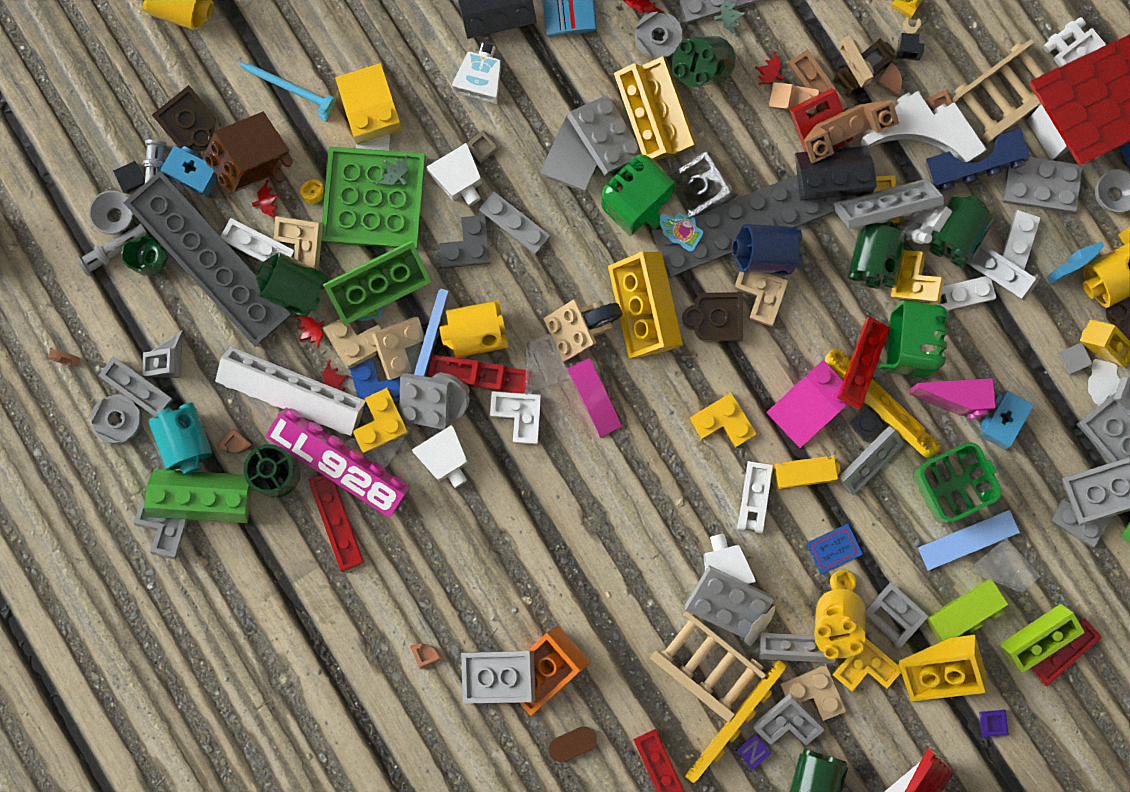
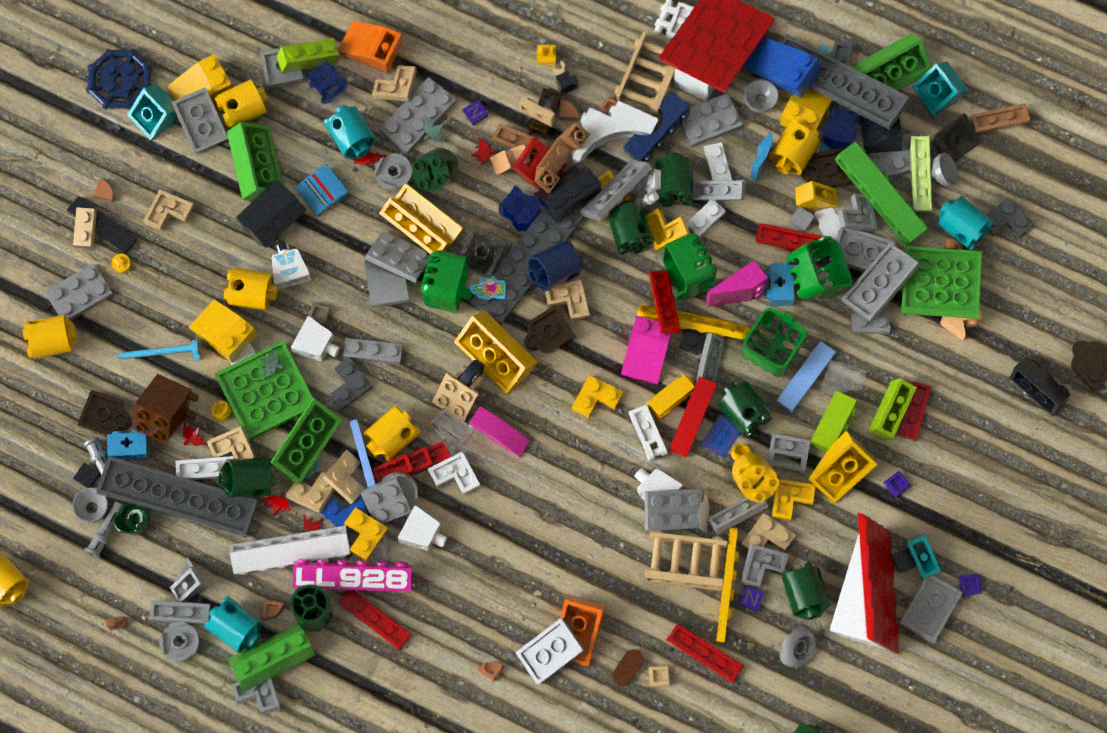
camera: 30 degrees left, 10 degrees down
(428, 81) = (257, 288): none -> yellow cylinder
(600, 774) = (659, 676): none -> tan tile
(770, 160) = (519, 208): none -> clear blue piece
(788, 21) = (475, 112): none -> dark purple tile
(815, 510) = (693, 416): none -> red slope
(877, 527) = (739, 403): none -> dark green cylinder
(1044, 427) = (807, 274): none -> green piece
(1051, 377) = (783, 237): none -> red tile

